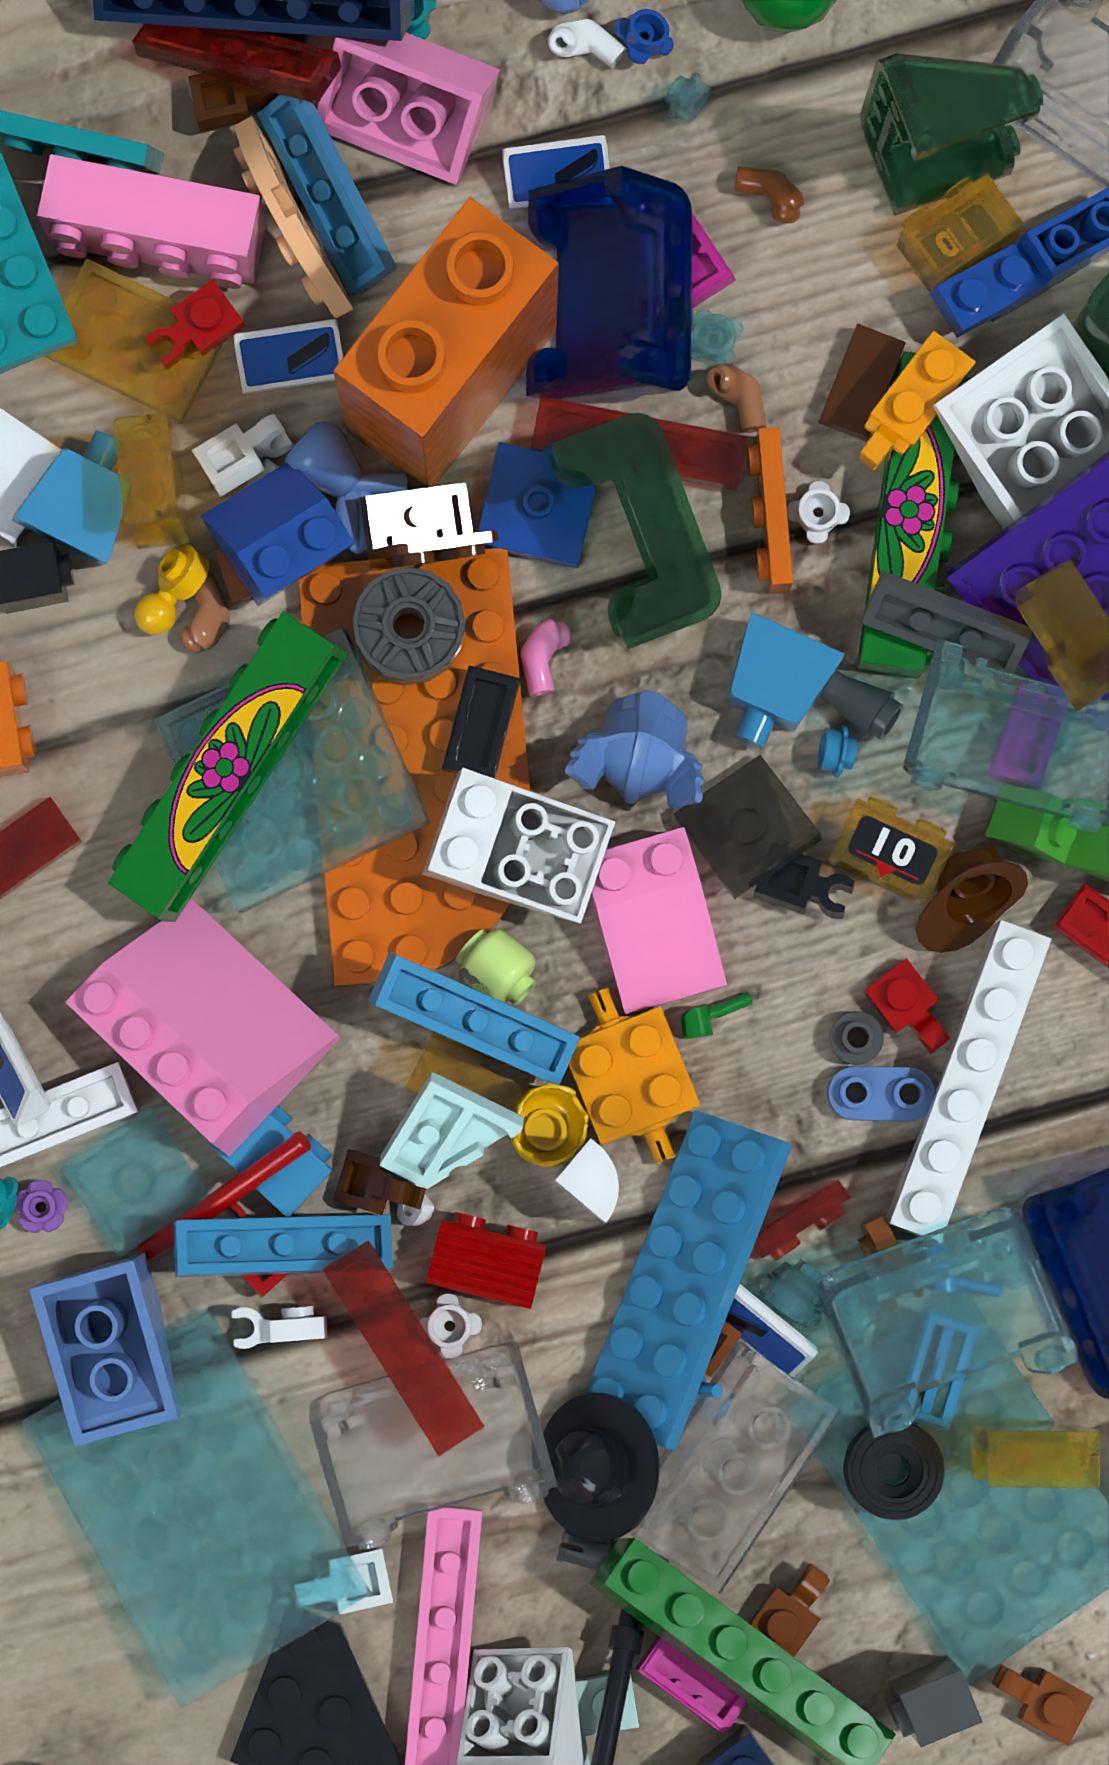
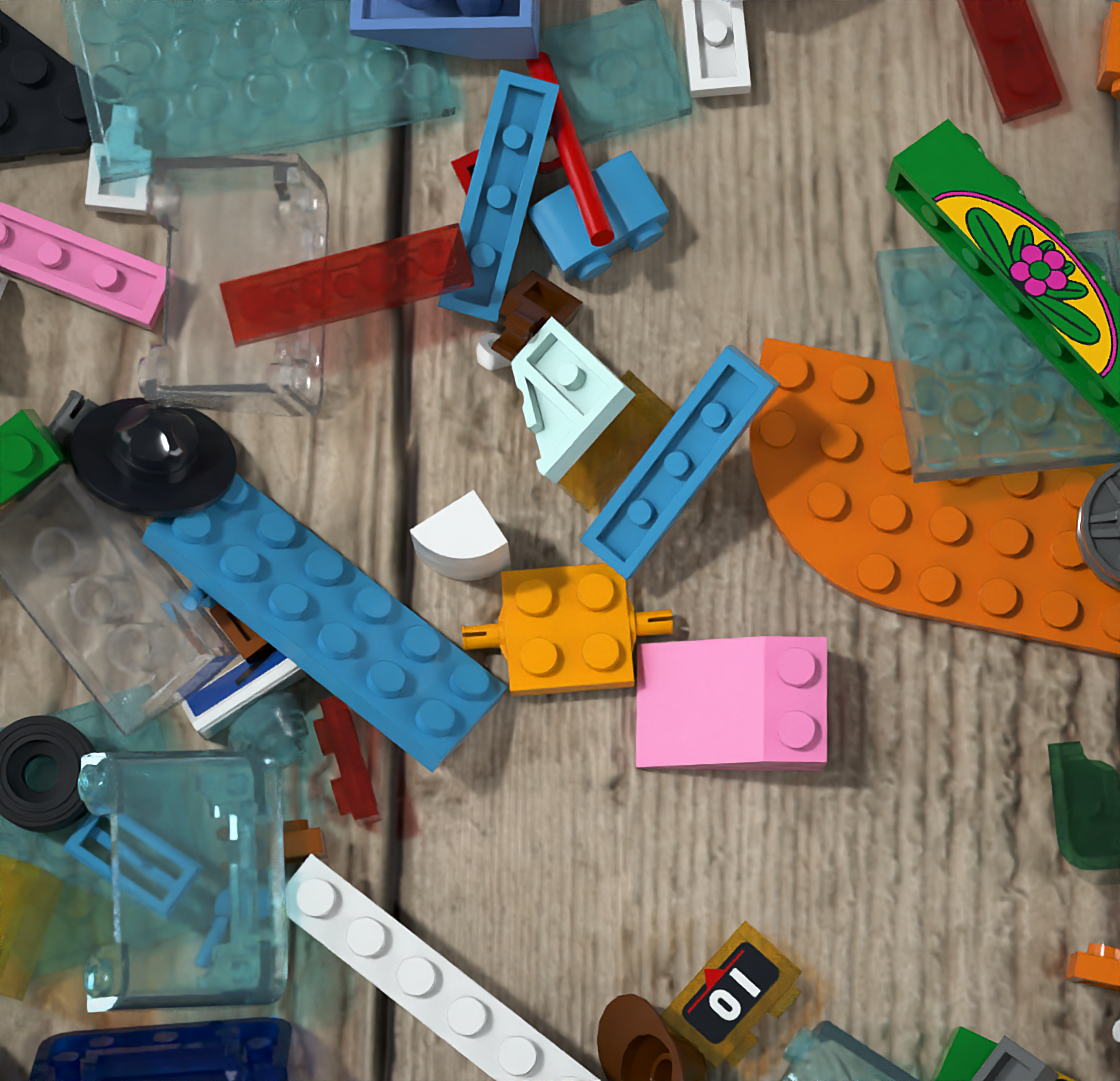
camera: 115 degrees right, 5 degrees down
(204, 1024) = (761, 179): bright pink slope -> none
(295, 1325) = (410, 188): white plate -> none
(465, 1325) = (363, 336): white plate -> none
(481, 722) = (1010, 577): black tile -> none
(485, 1261) = (413, 409): red brick -> none
(496, 966) = (731, 514): yellowish green head -> none
(518, 846) = (858, 568): white slope -> none
(537, 652) = (1075, 670): bright pink arm -> none
(552, 1125) = (540, 518): yellow hair -> none
(640, 752) = (929, 741): medium blue helmet -> none
(697, 1021) = (605, 721): green hand -> none
(748, 826) = (807, 842): clear smoke tile -> none
(777, 678) = (967, 928): dark azure torso -> none
(801, 882) = (729, 877): black plate -> none
(836, 751) = (864, 972): dark azure plate -> none
(842, 1047) = (532, 912): dark grey plate -> none
(863, 705) = (907, 1021): dark grey cone -> none
(881, 1093) = (461, 899): medium blue plate -> none
(904, 1000) = (557, 960): red plate -> none

